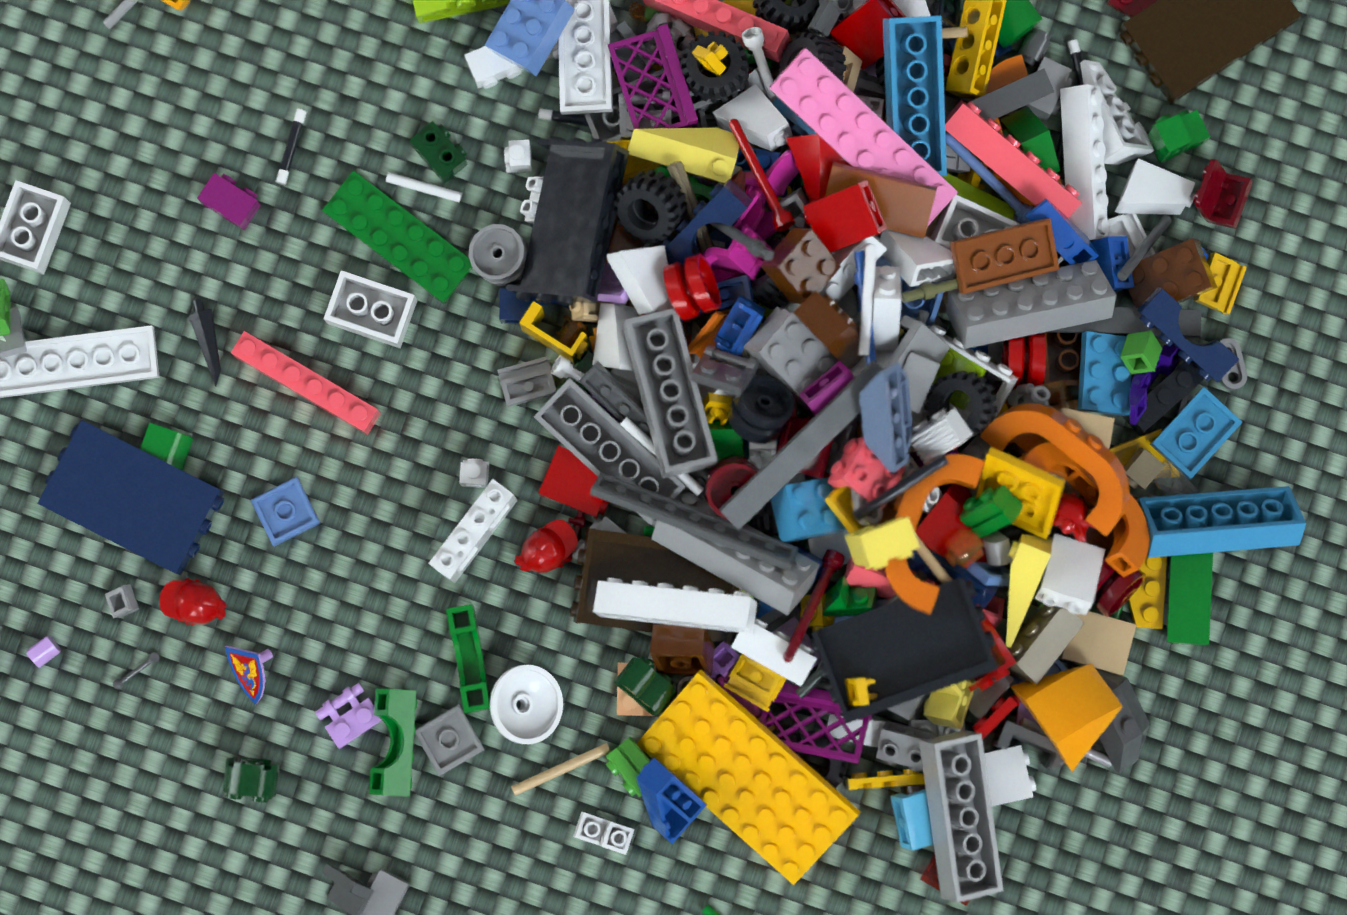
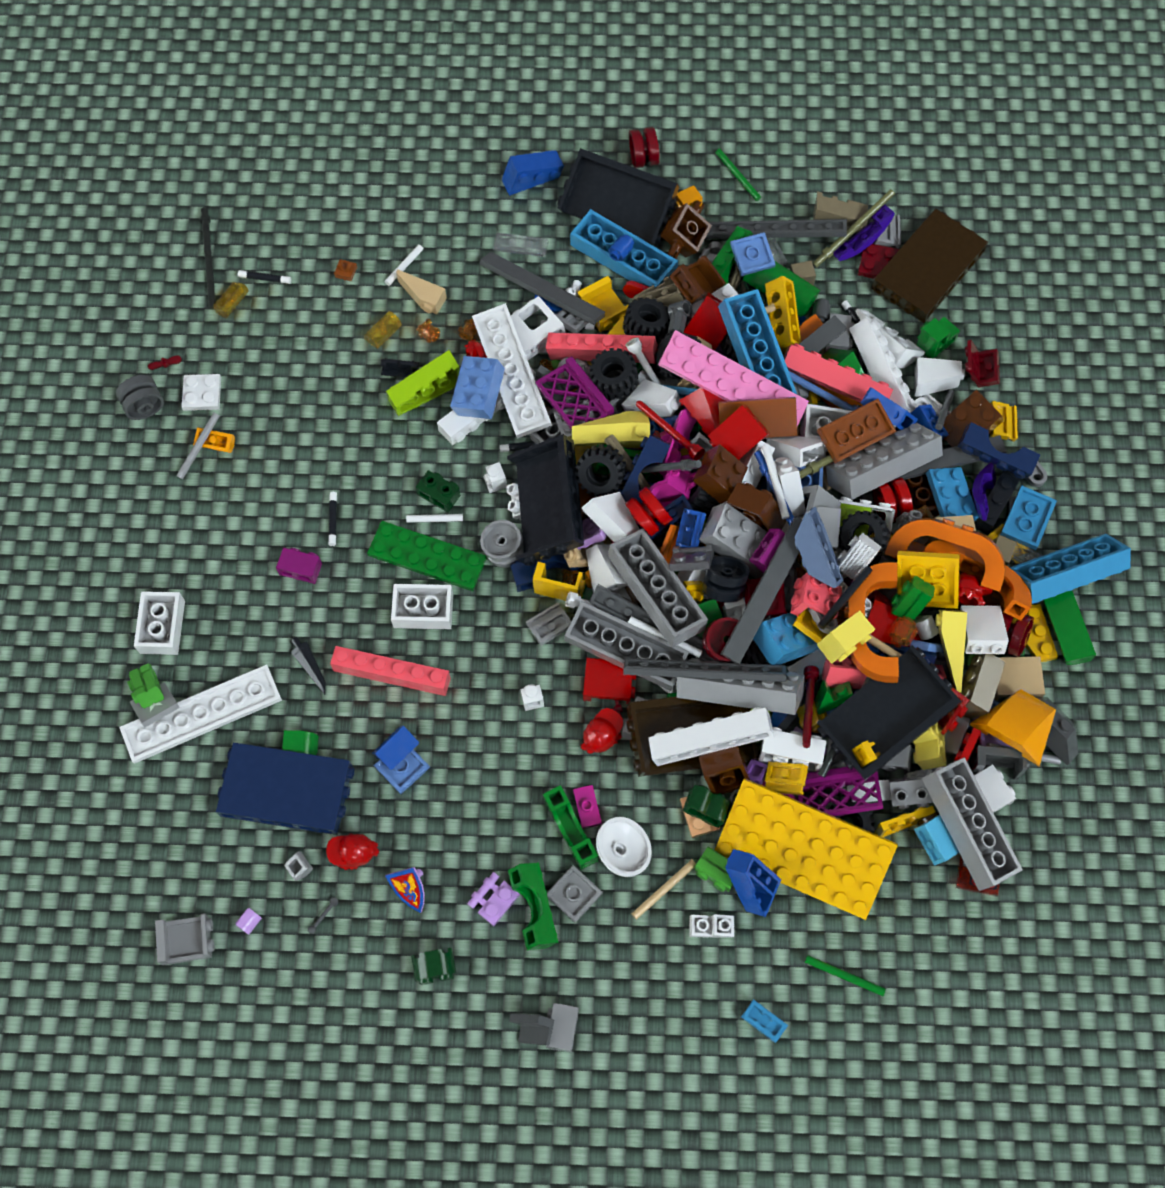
camera: 15 degrees left, 15 degrees down
(283, 486) = (396, 747): none -> blue panel
(473, 531) = (545, 734): white window -> none
(500, 636) = (587, 807): none -> dark pink plate
(711, 57) = (610, 364): yellow tile -> none
(1141, 352) = (971, 471): bright green brick -> none

